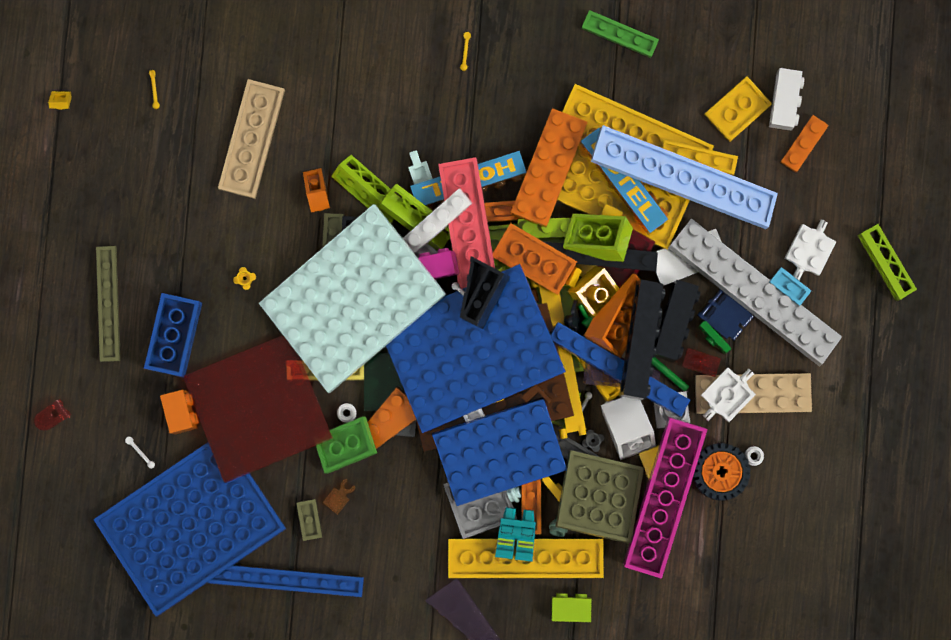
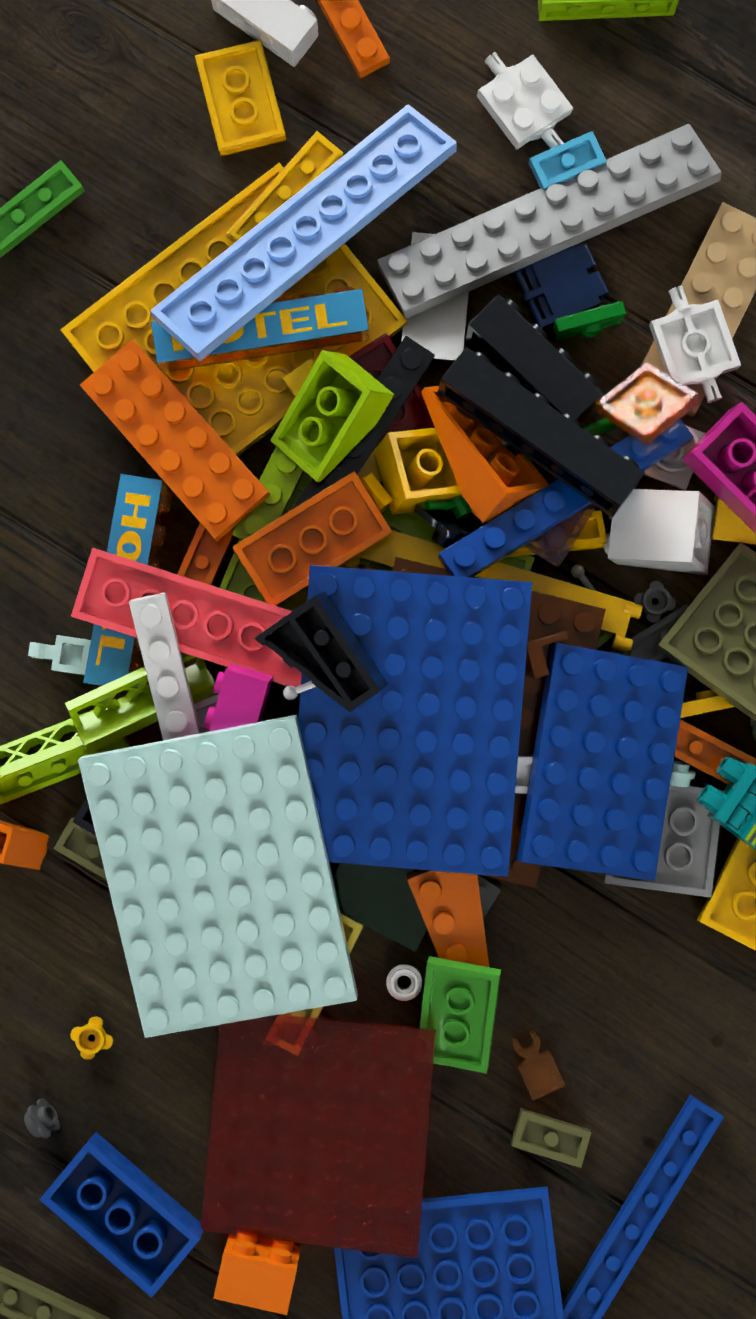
camera: 60 degrees left, 0 degrees up
(195, 274) = (41, 1119): none -> dark grey plate
(685, 385) = (647, 403): none -> clear orange plate
(701, 362) = (619, 360): clear red hips -> none

